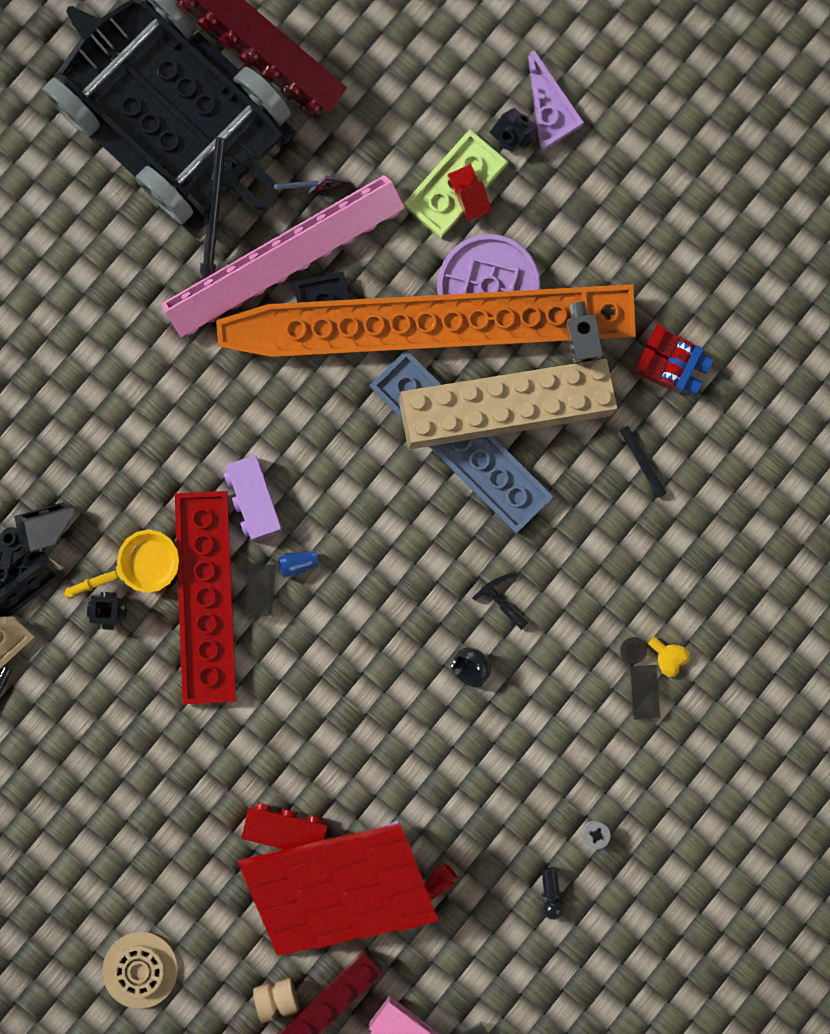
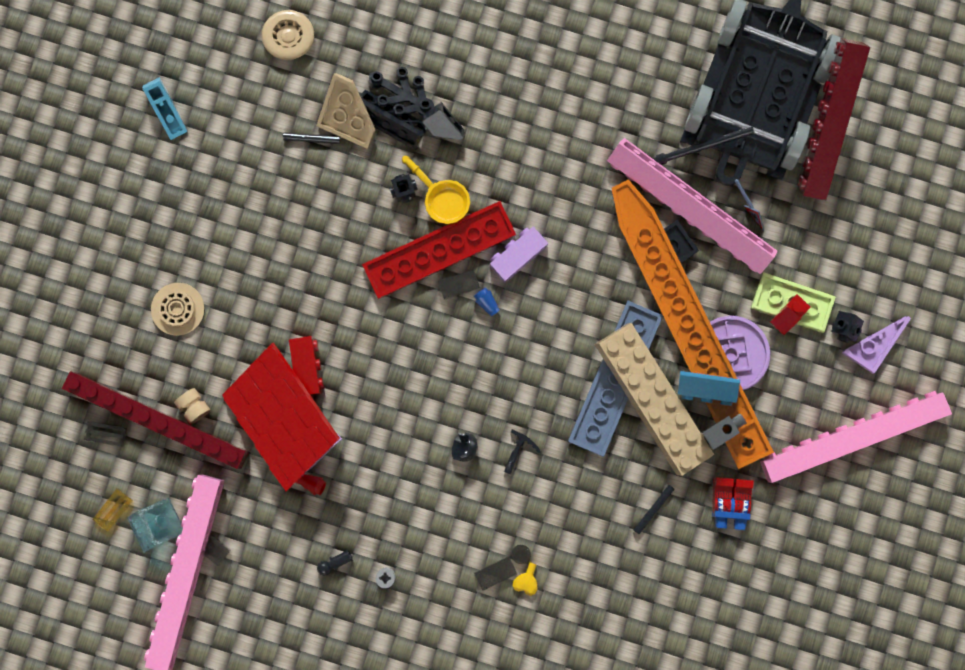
camera: 70 degrees right, 0 degrees up
(521, 329) = (708, 388): none -> dark azure slope
(652, 179) = (855, 437): none -> bright pink brick

